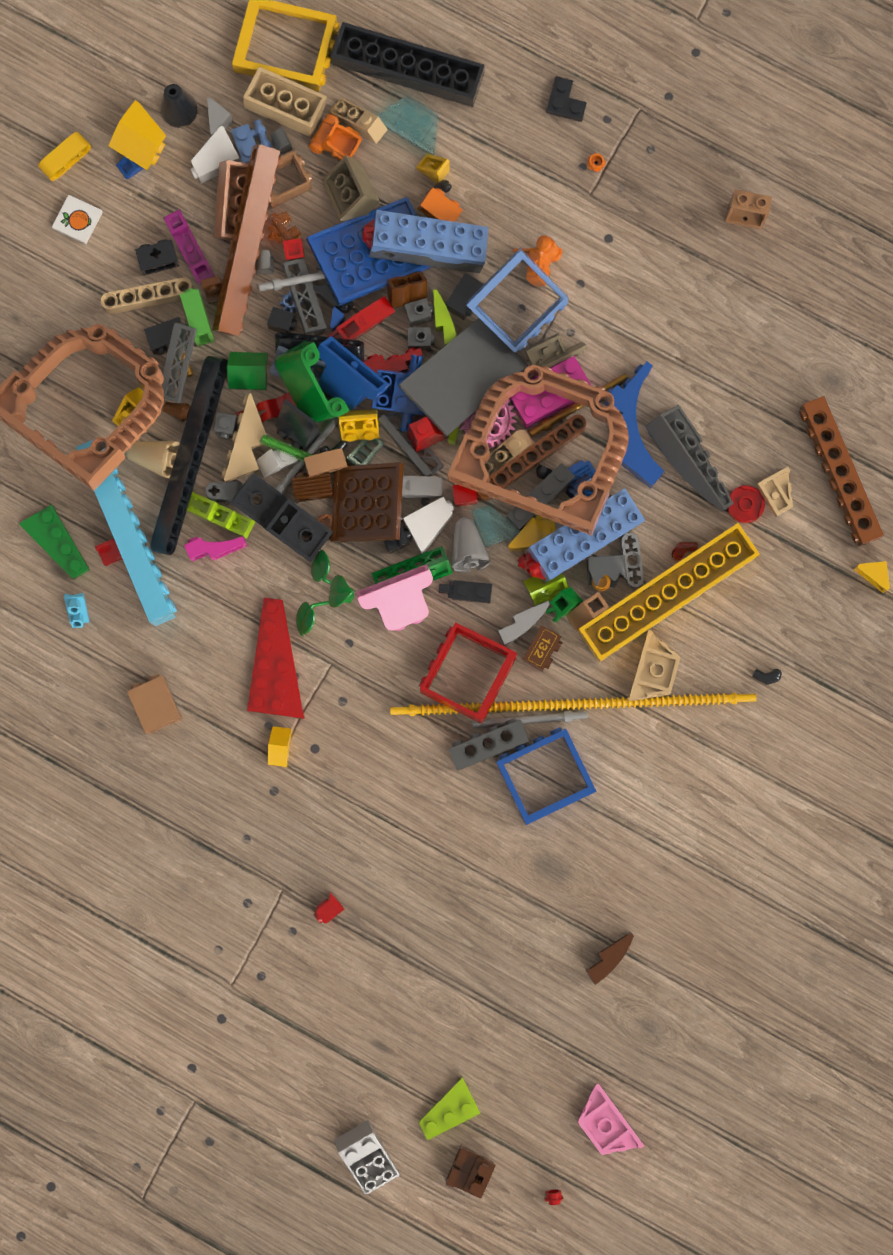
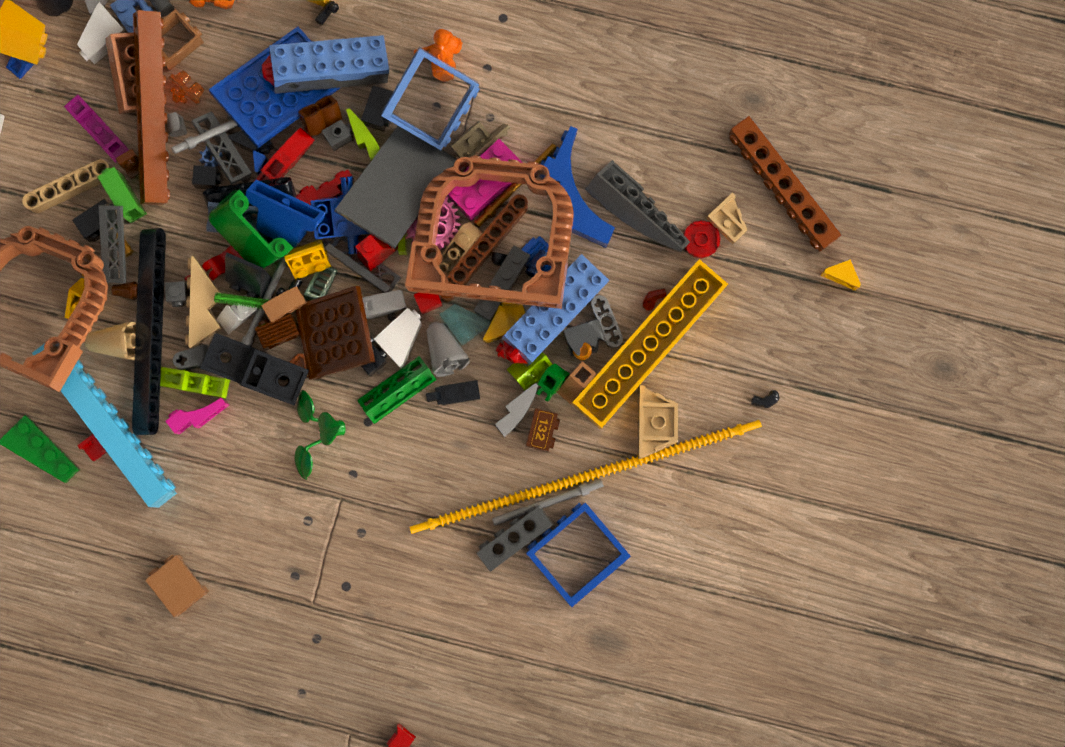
camera: 20 degrees left, 0 degrees up
(76, 609) = (75, 512): medium azure hips -> none
(167, 257) = (77, 148): black brick -> none
(247, 370) = (185, 234): green slope -> none
(274, 674) = (287, 524): red wing -> none
(279, 746) = (310, 593): yellow slope -> none
(293, 248) = (200, 104): red panel -> none
(350, 189) = (240, 33): dark tan slope -> none
(399, 598) = (389, 418): bright pink brick -> none
(420, 338) = (346, 159): dark grey brick -> none
(439, 207) = (330, 27): orange brick -> none
(444, 649) = (446, 458): red window -> none
(610, 958) = (687, 715): reddish brown slope -> none

